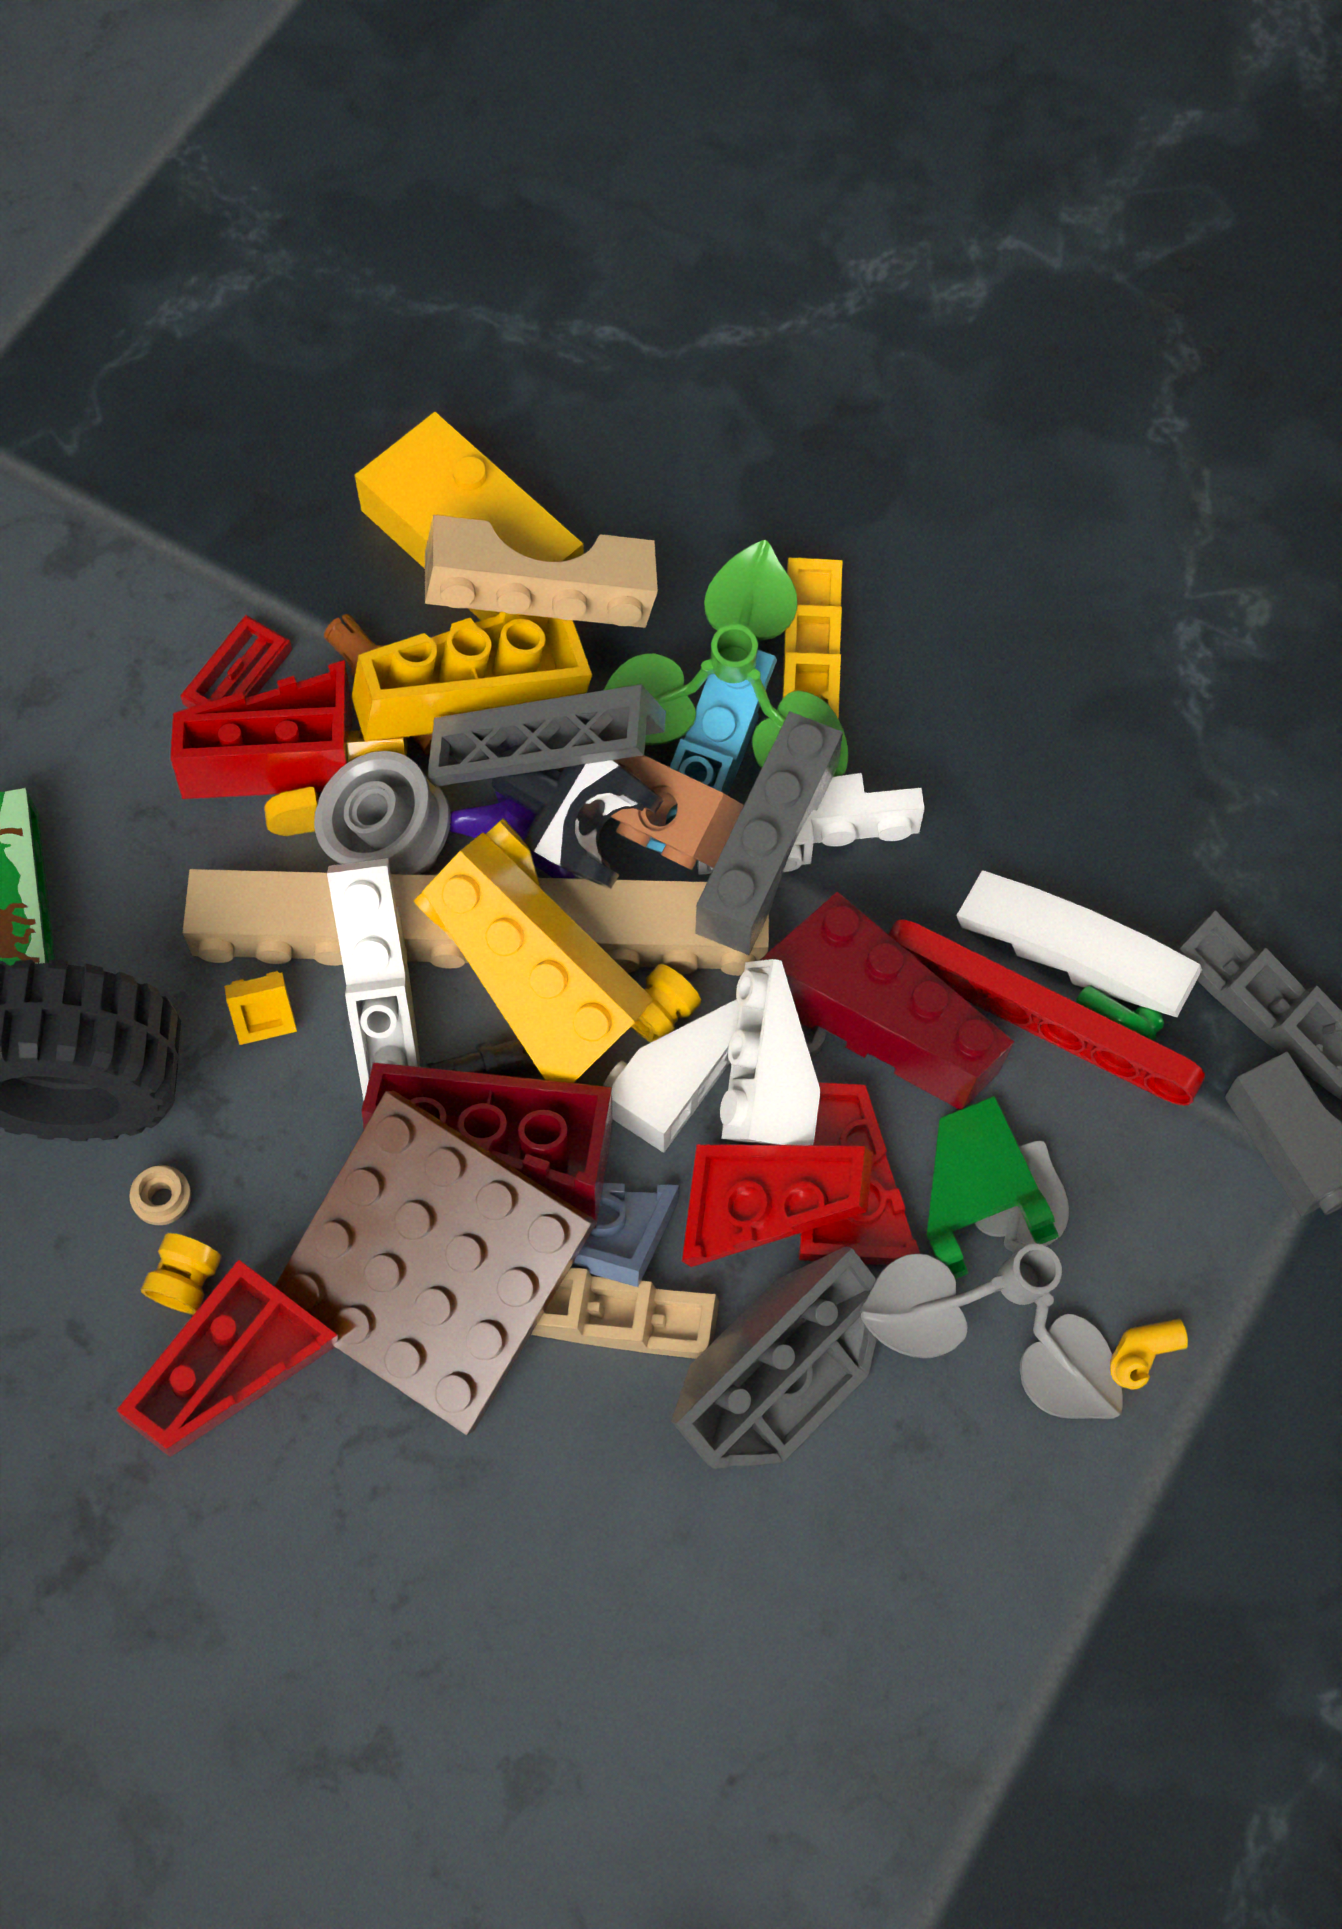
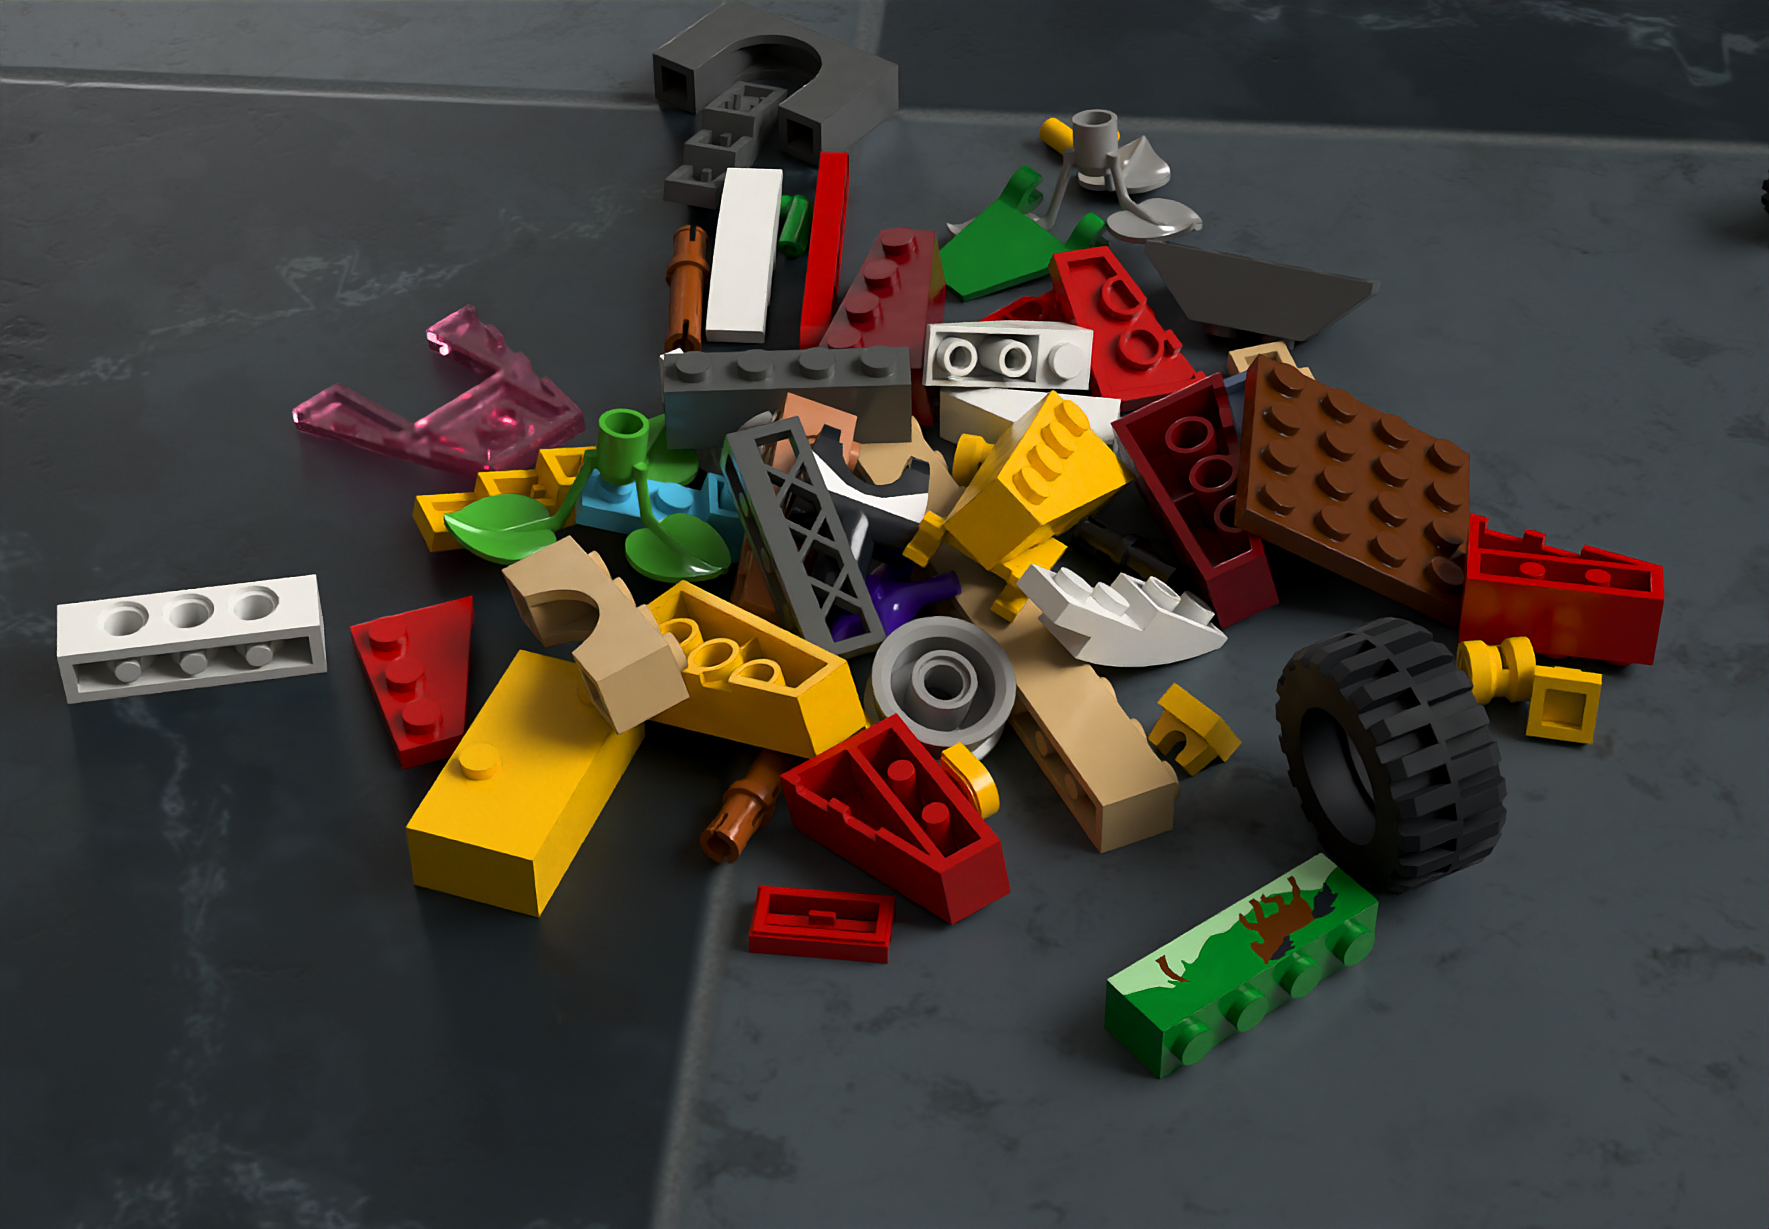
camera: 115 degrees left, 25 degrees down
(116, 1306) = (1563, 704): none -> yellow tile
(665, 508) = (420, 677): none -> red wing
(767, 341) = (190, 639): none -> white brick
(924, 665) = (483, 430): none -> clear pink wing
(1038, 872) = (687, 278): none -> dark orange pin

